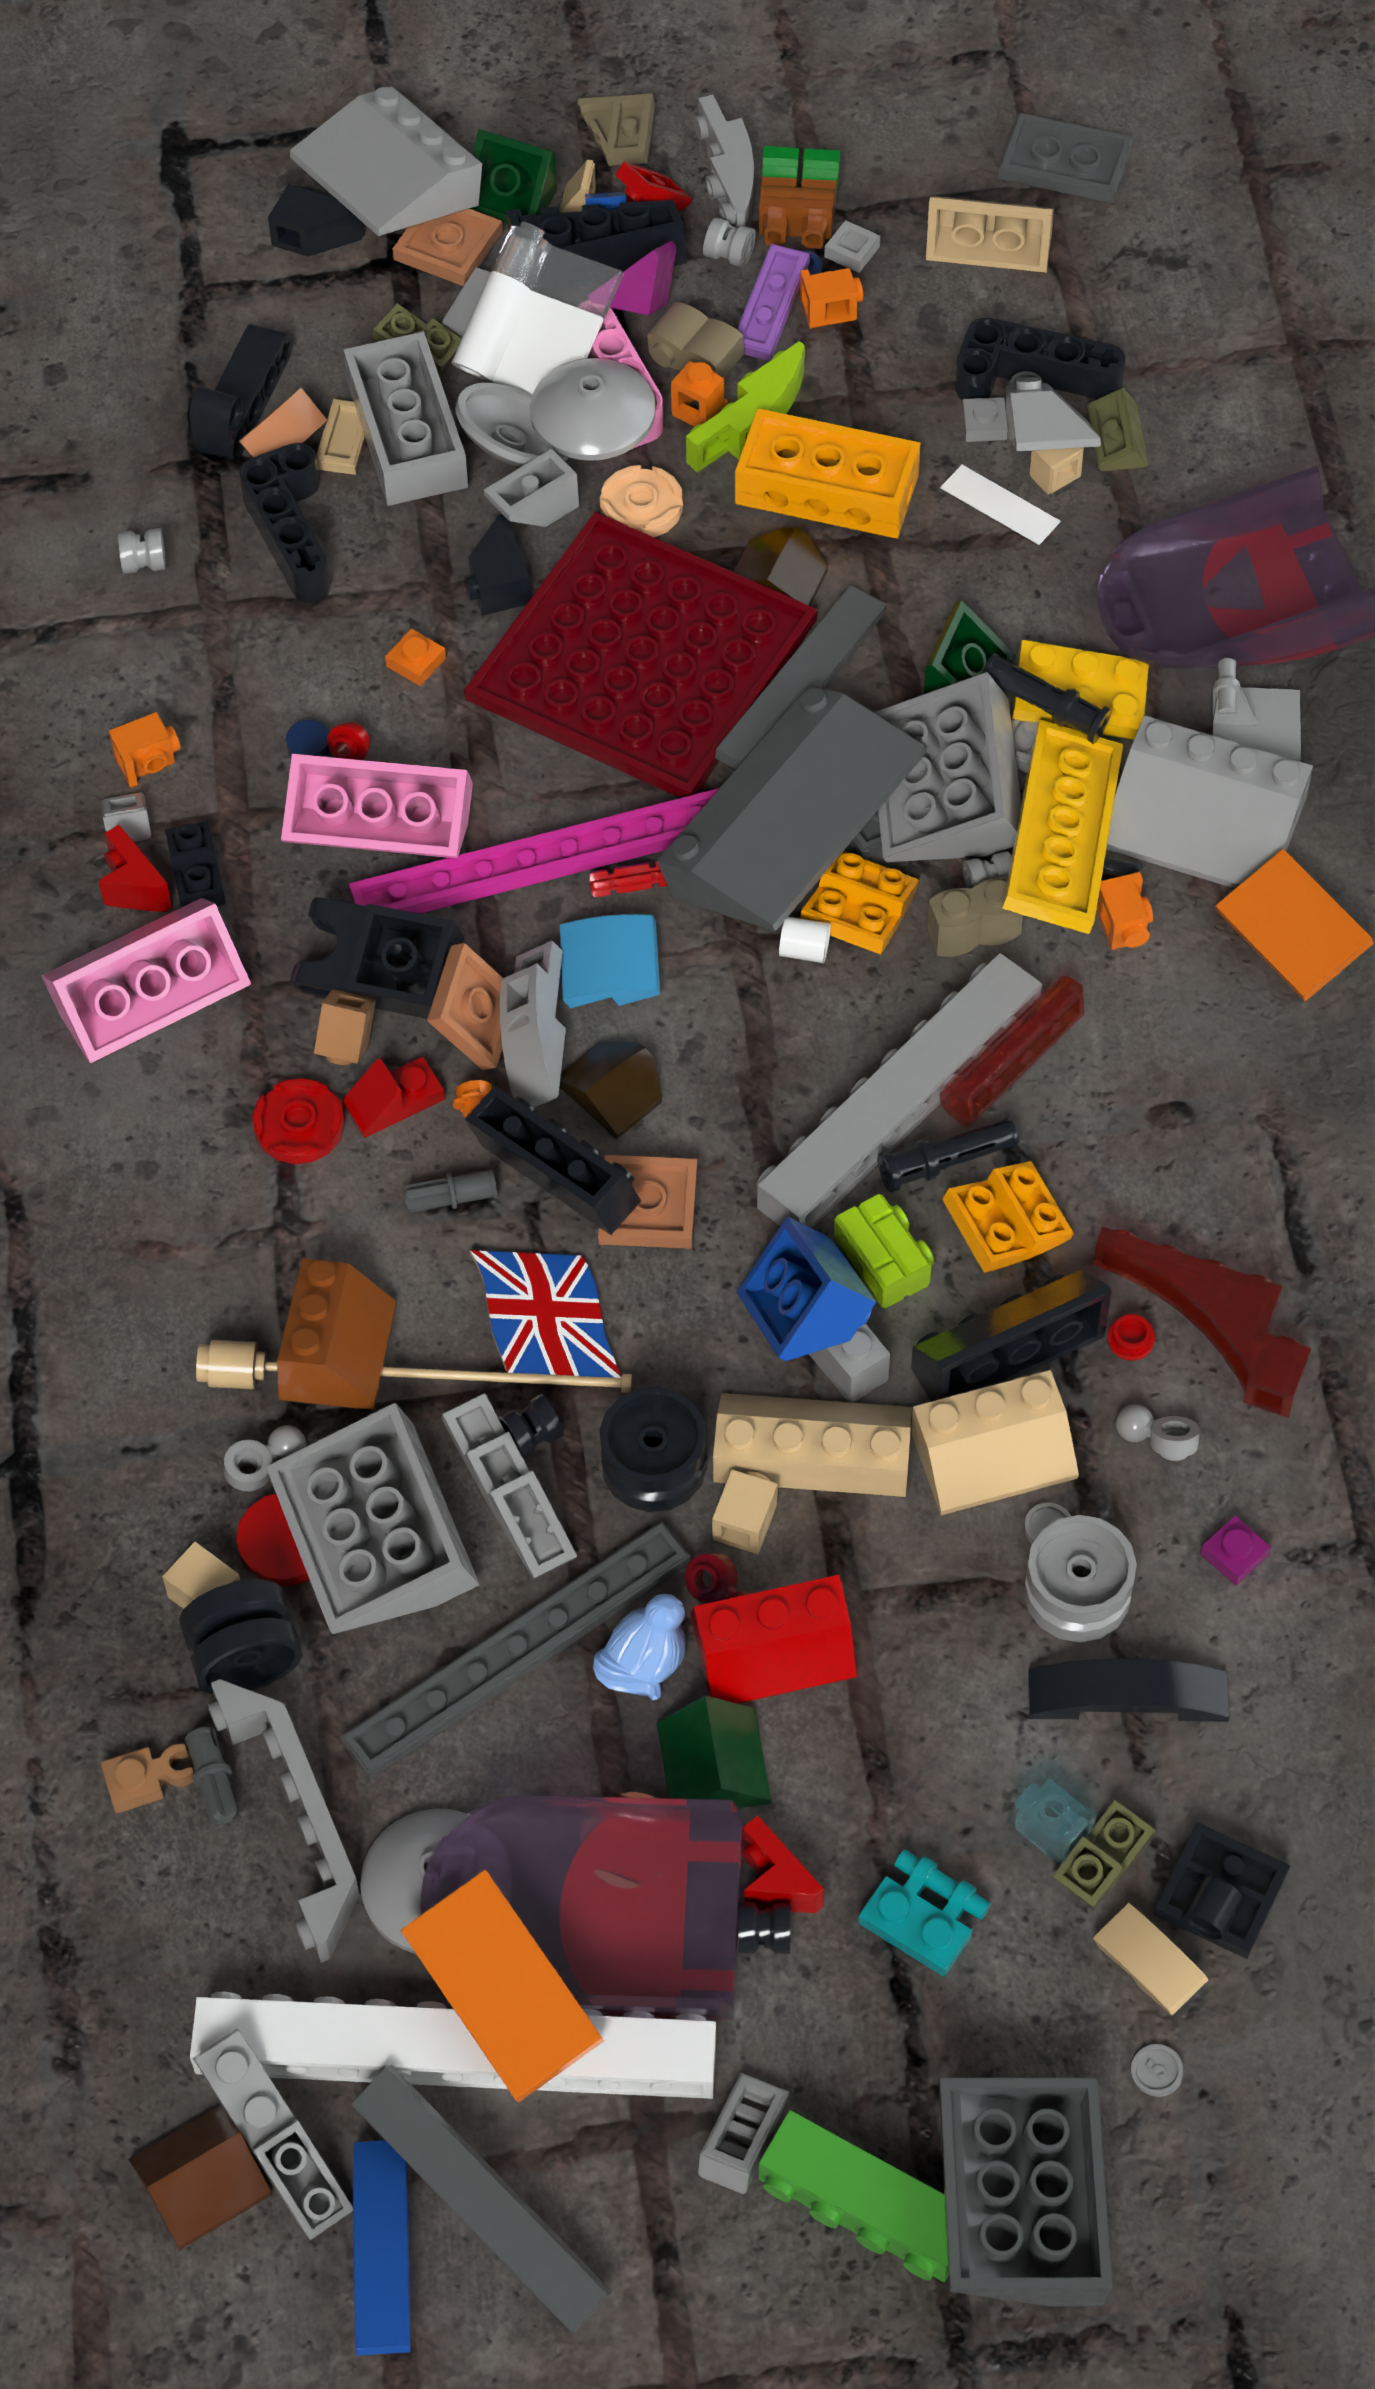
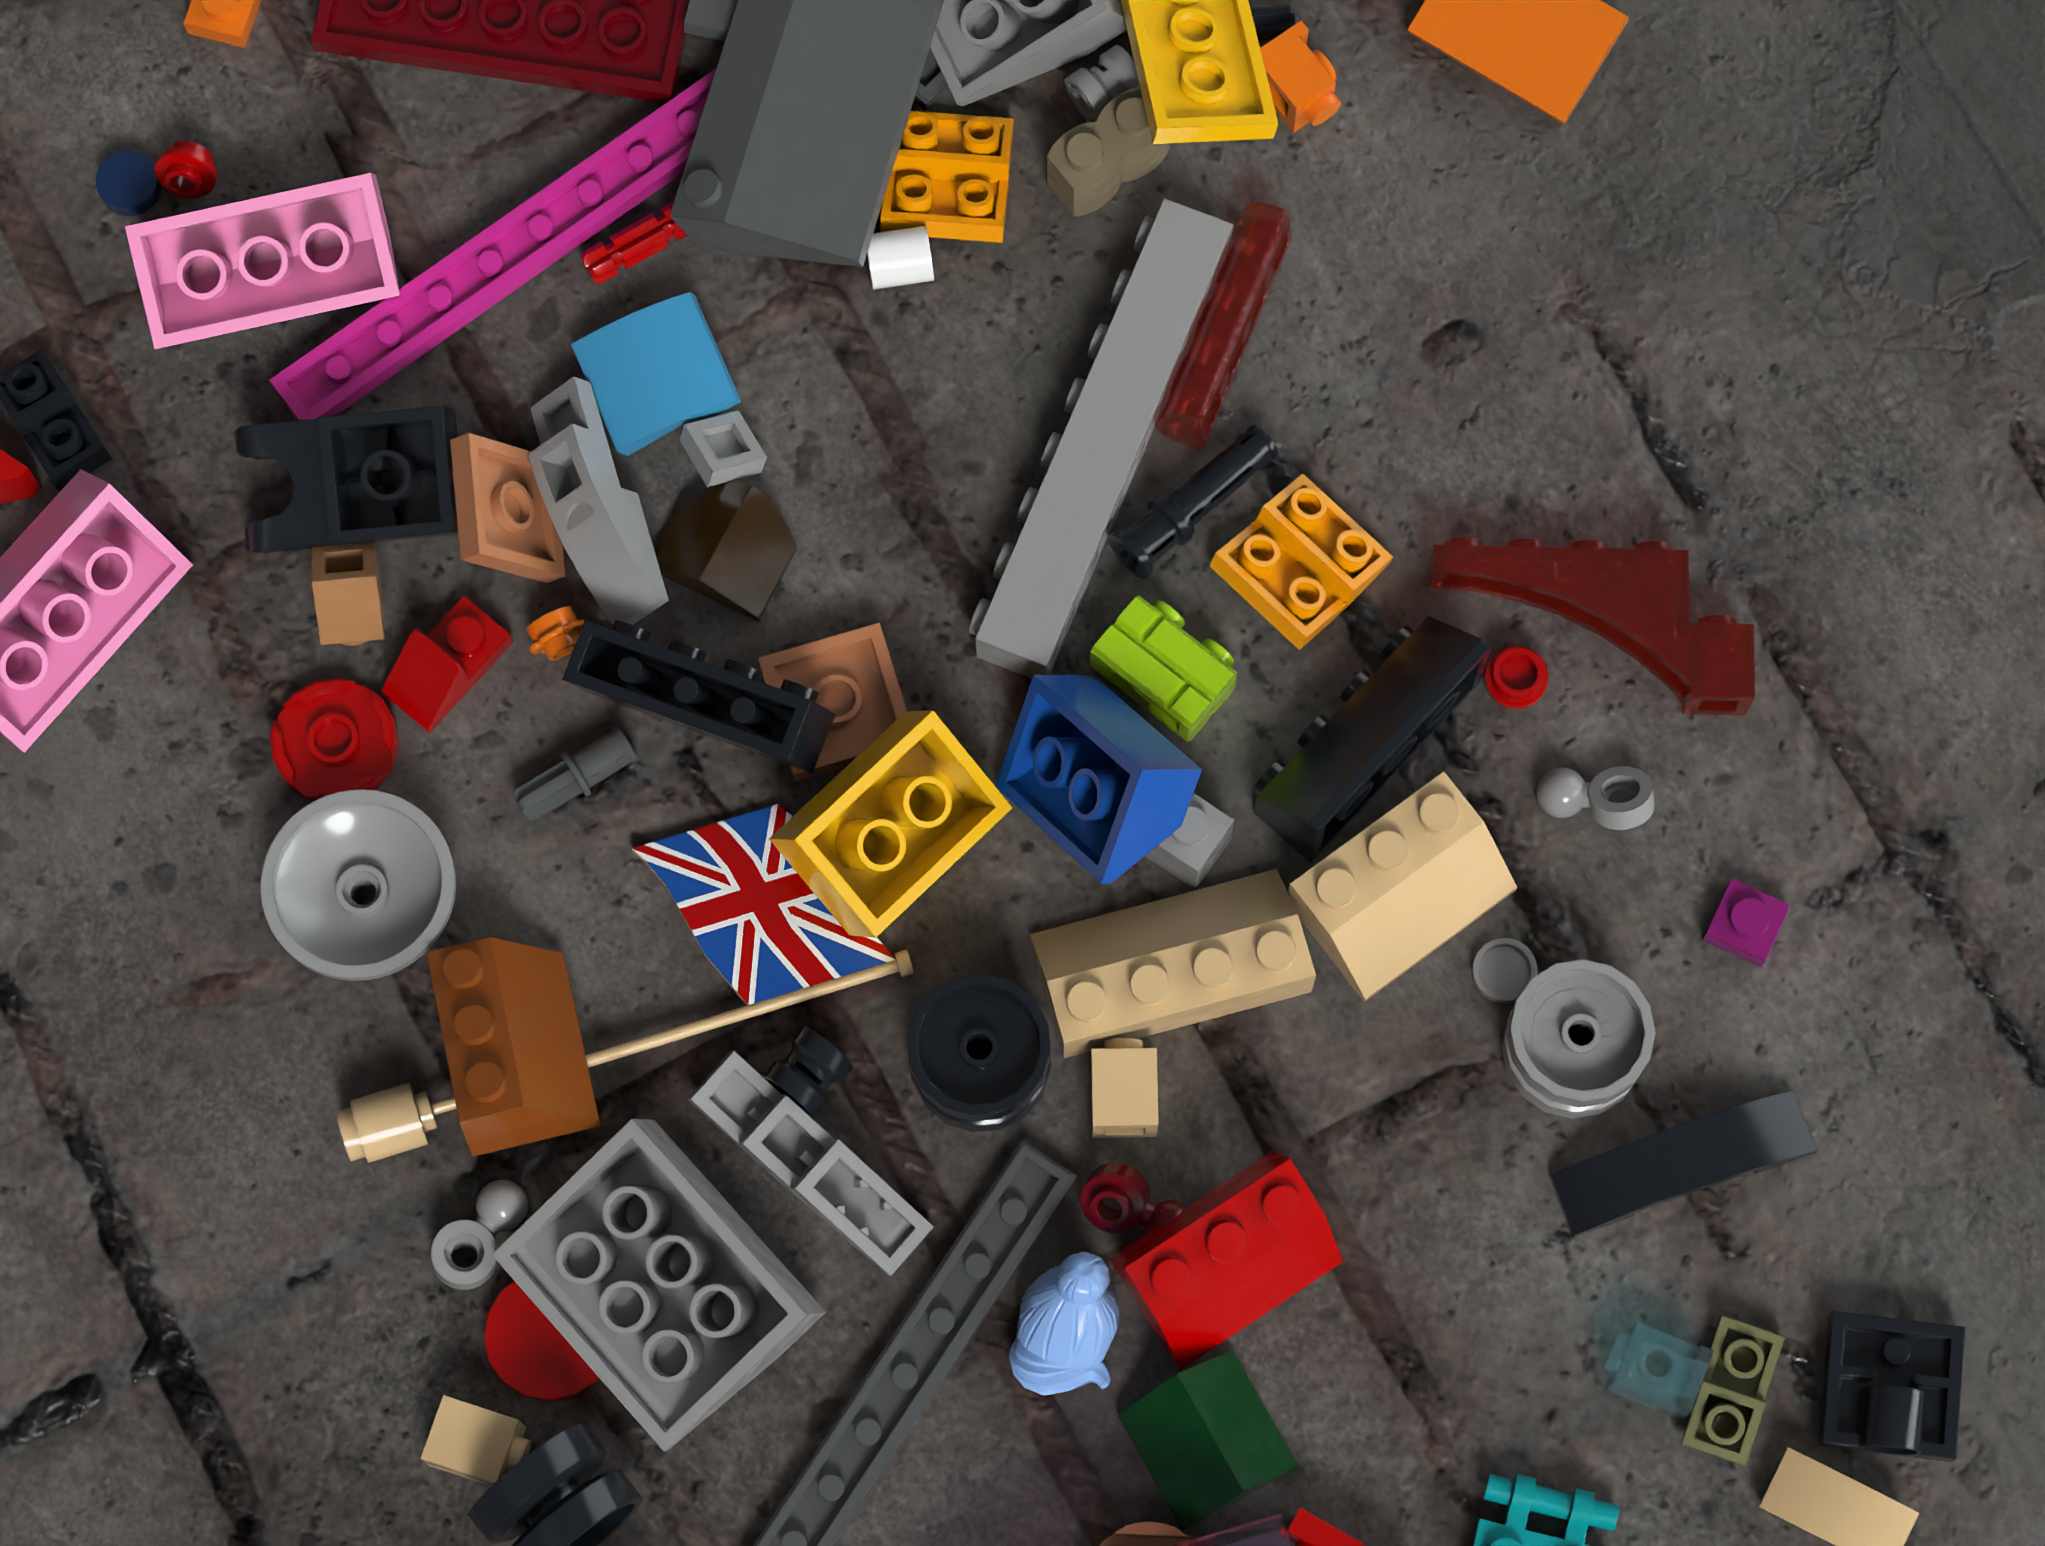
camera: 20 degrees left, 15 degrees up
(272, 1185) = (335, 851): none -> light grey dish
(635, 1019) = (722, 448): none -> light grey plate
(650, 1279) = (891, 823): none -> yellow brick

